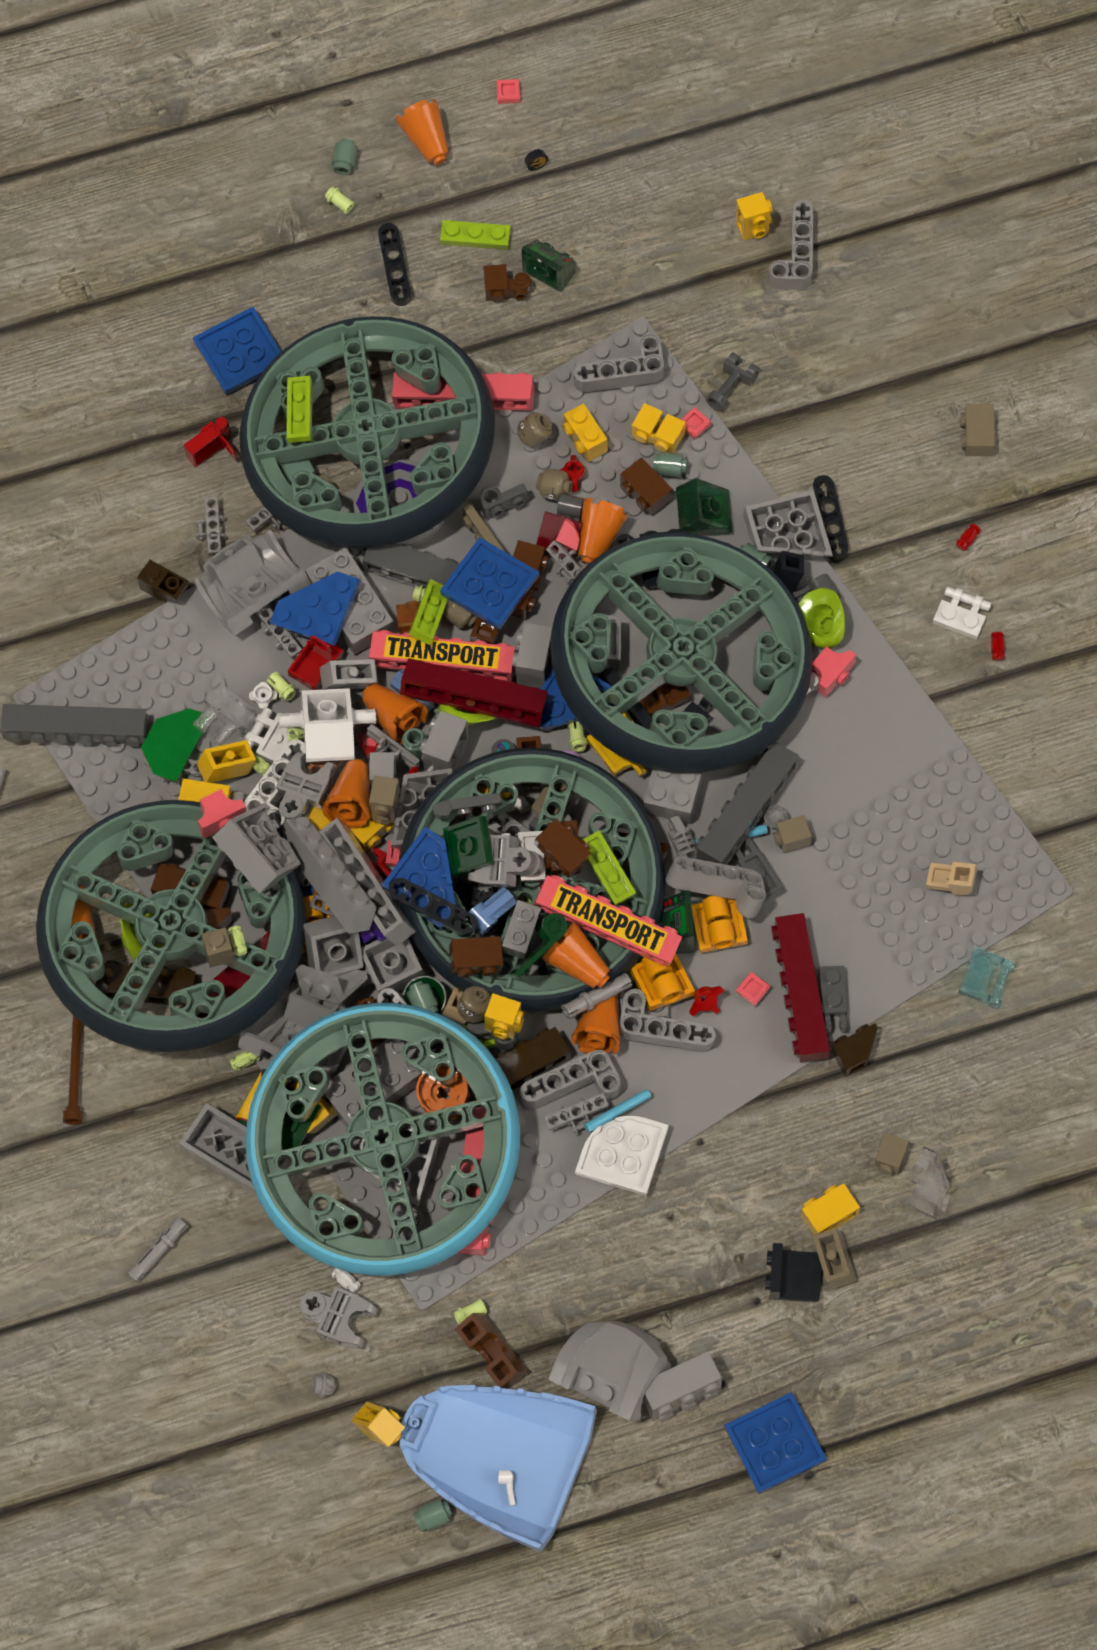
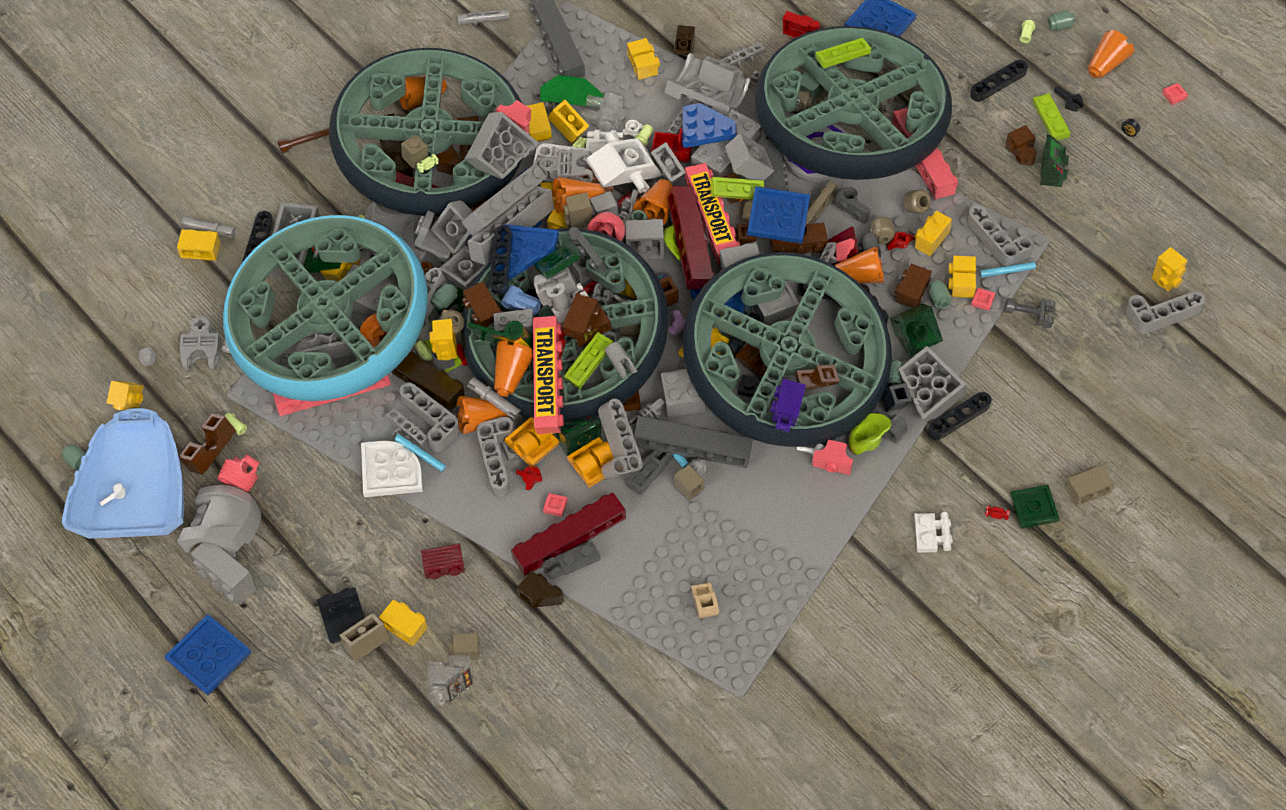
camera: 65 degrees right, 10 degrees down
(152, 637) = (642, 56): none -> yellow piece
(180, 1269) = (198, 245): none -> yellow brick
(211, 1194) = (258, 227): none -> black beam
(397, 580) = (749, 158): none -> light grey brick
(426, 774) = (608, 224): none -> coral cylinder
(461, 202) = (1070, 99): none -> black bar
(554, 1329) = (235, 473): none -> coral piece
(624, 832) = (619, 357): none -> light grey hinge
(667, 379) = (1007, 269): none -> medium azure bar
(743, 636) = (817, 378): none -> reddish brown slope
(769, 1139) = (442, 561): none -> dark red brick
(771, 680) = (788, 404): none -> dark purple brick
(976, 497) = (1034, 506): none -> dark green tile
(979, 973) = (638, 652): clear light blue plate -> none
(997, 646) = (918, 566): red piece -> none

